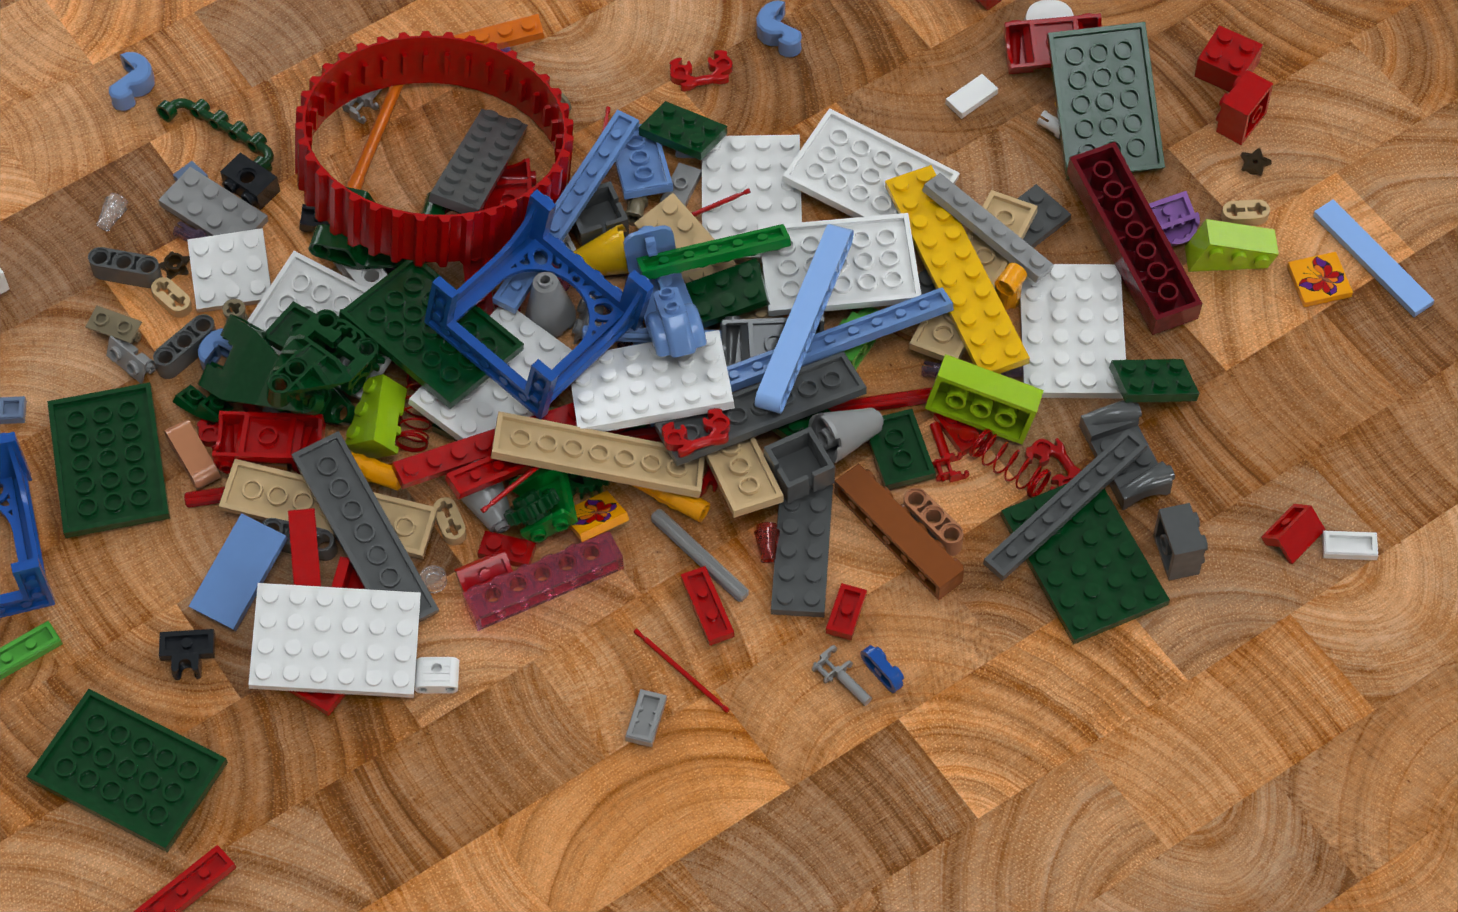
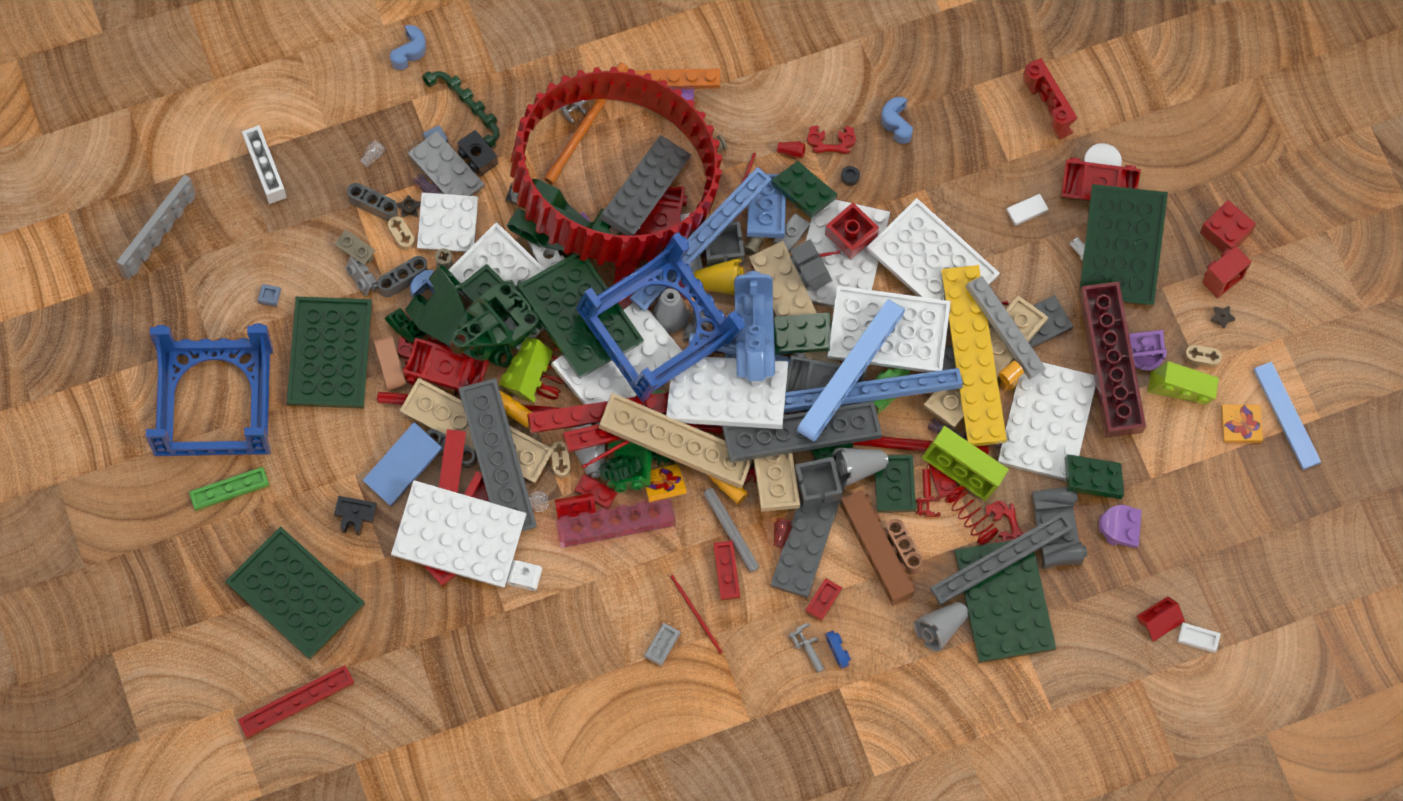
camera: 10 degrees right, 10 degrees up
(654, 91) = (793, 149): none -> red cone
(678, 439) = (766, 440): red helmet -> none
(714, 252) = (799, 300): green plate -> none
(719, 213) = (810, 264): none -> dark grey piece
(736, 106) = (850, 175): none -> black tile
(757, 161) = (851, 230): none -> red brick
(1009, 606) = (940, 625): none -> light grey cone
(1180, 541) = (1074, 607): dark grey brick -> none
(1207, 432) = (1121, 525): none -> medium lavender slope

